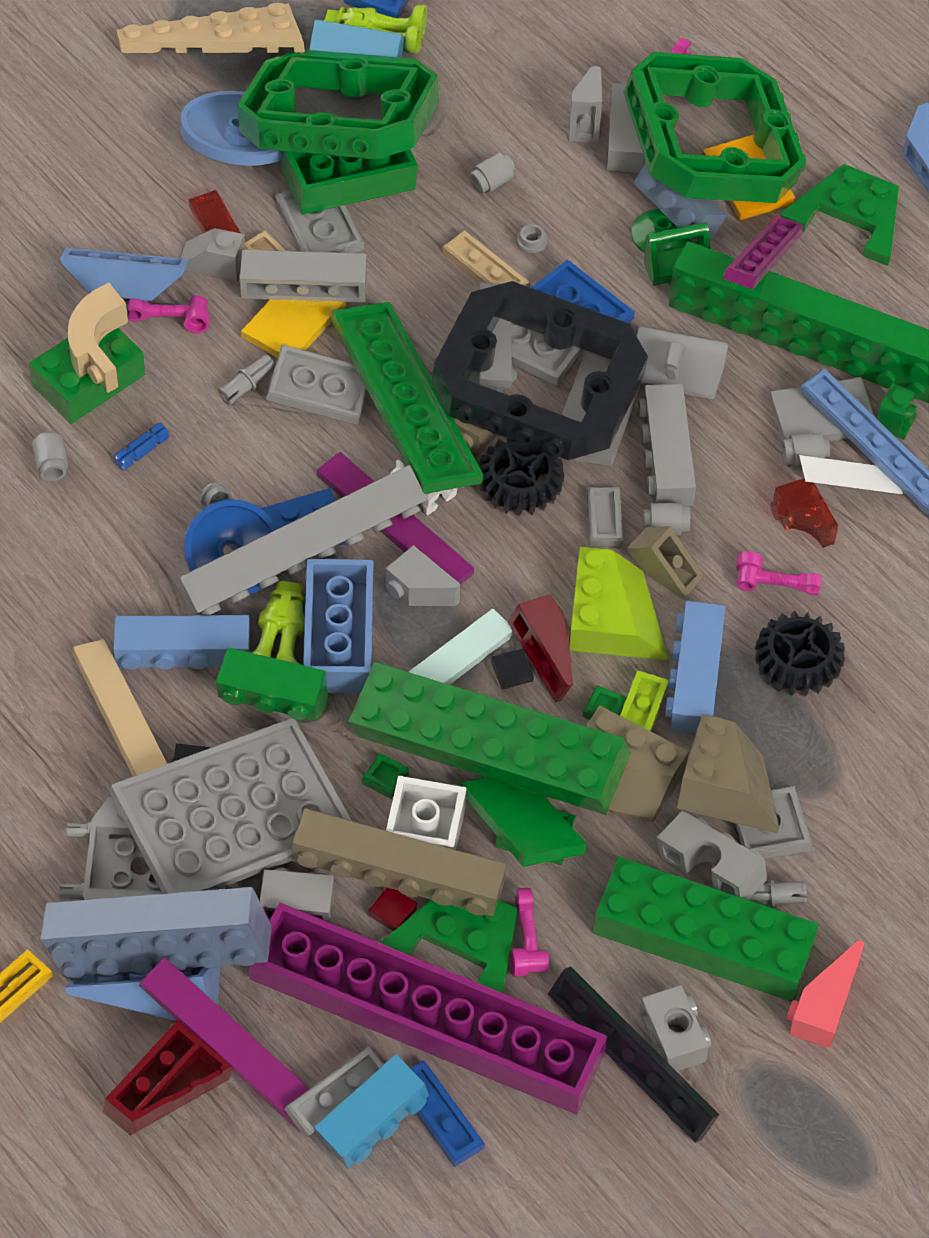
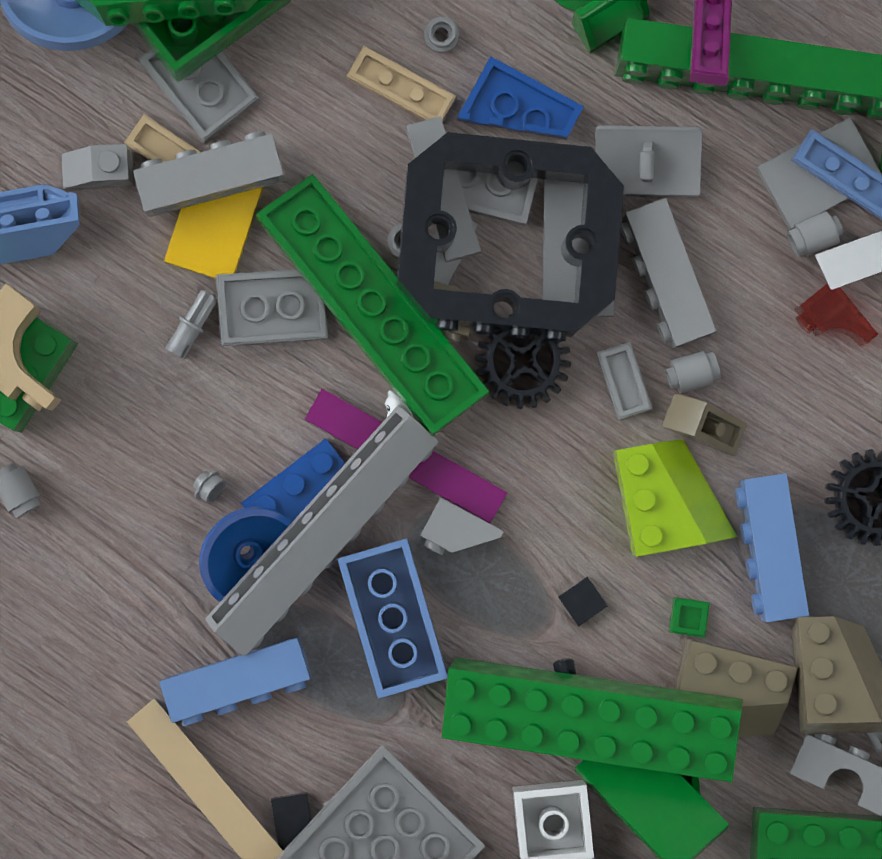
camera: 15 degrees left, 30 degrees up
(141, 446) = (107, 443): blue axle -> none
(195, 313) = (104, 250): dark pink brick -> none
(212, 212) = (81, 112): clear red tile -> none
(272, 685) = (350, 724): green slope -> none
(285, 616) = (328, 617): lime piece -> none
(383, 775) = (492, 766): green tile -> none
(466, 649) = (521, 604): light aqua tile -> none
(545, 639) = (609, 563): dark red slope -> none
(645, 699) = (728, 608): lime plate -> none
(750, 573) = (797, 409): dark pink brick -> none

